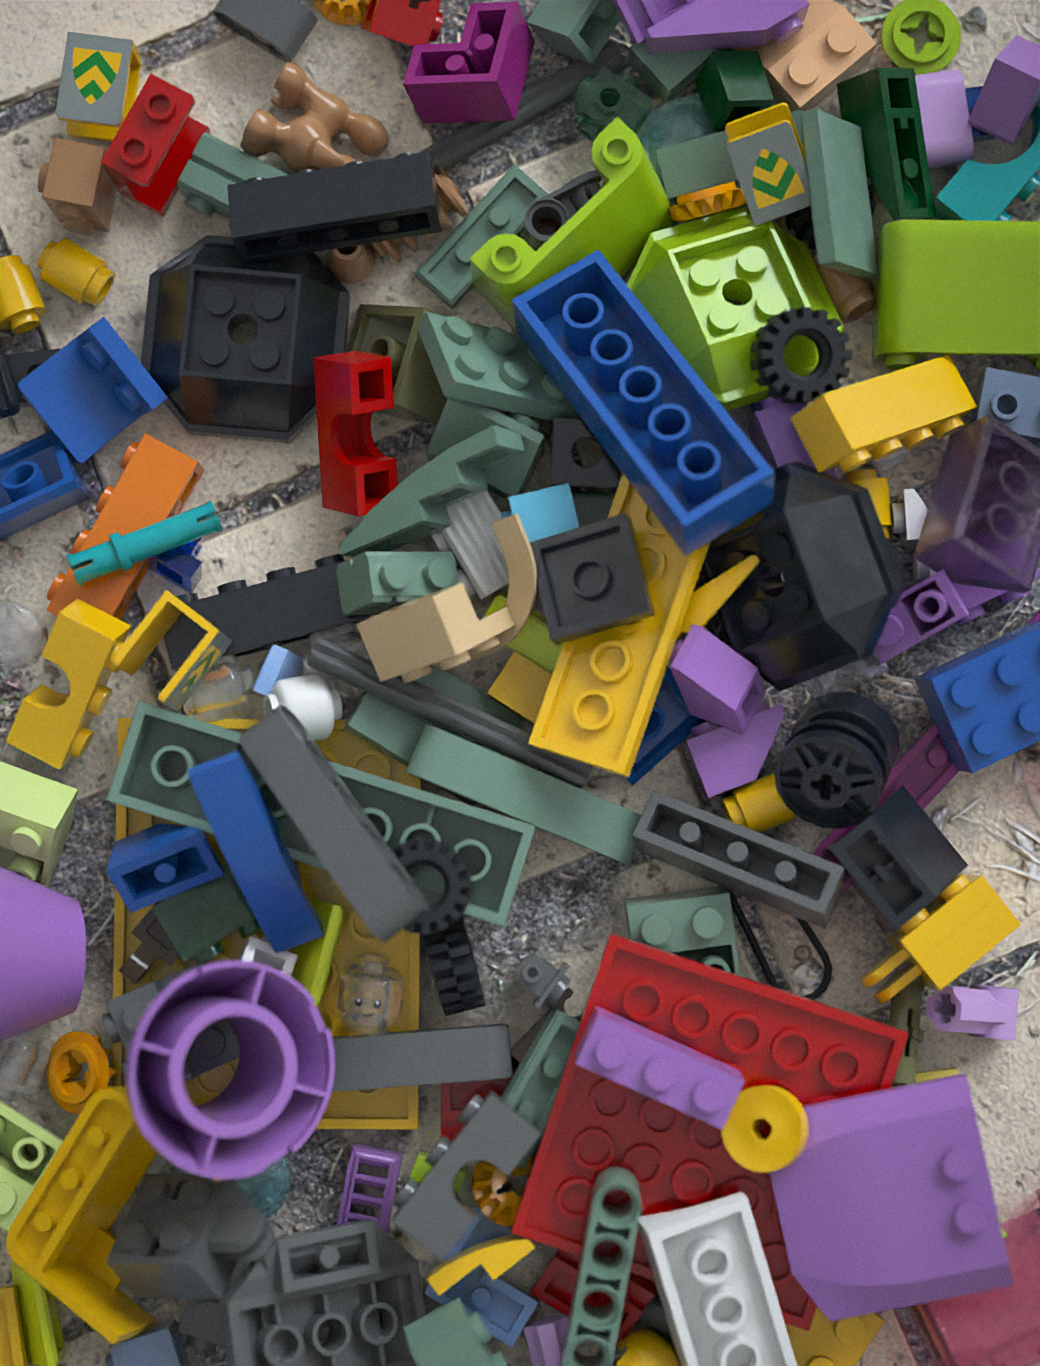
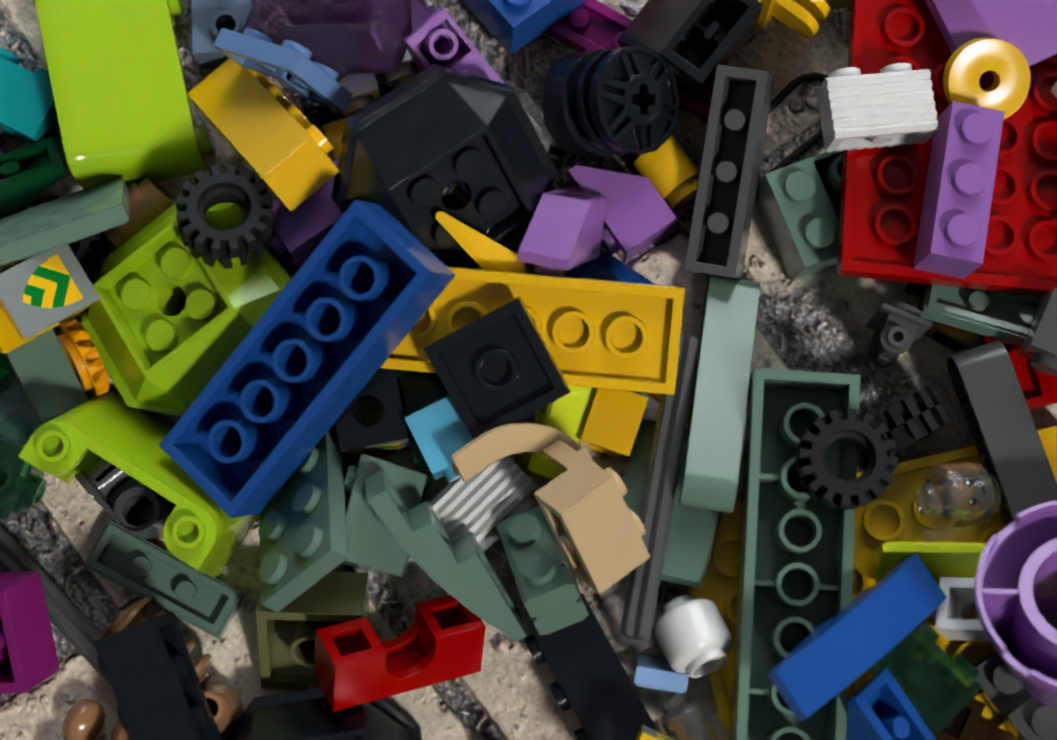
camera: 105 degrees left, 5 degrees down
(333, 823) = (811, 561): dark grey beam -> none
(760, 1010) = (876, 108): none -> white brick
(896, 474) = (317, 114): none -> dark green hand
(944, 449) = (285, 62): none -> medium blue plate

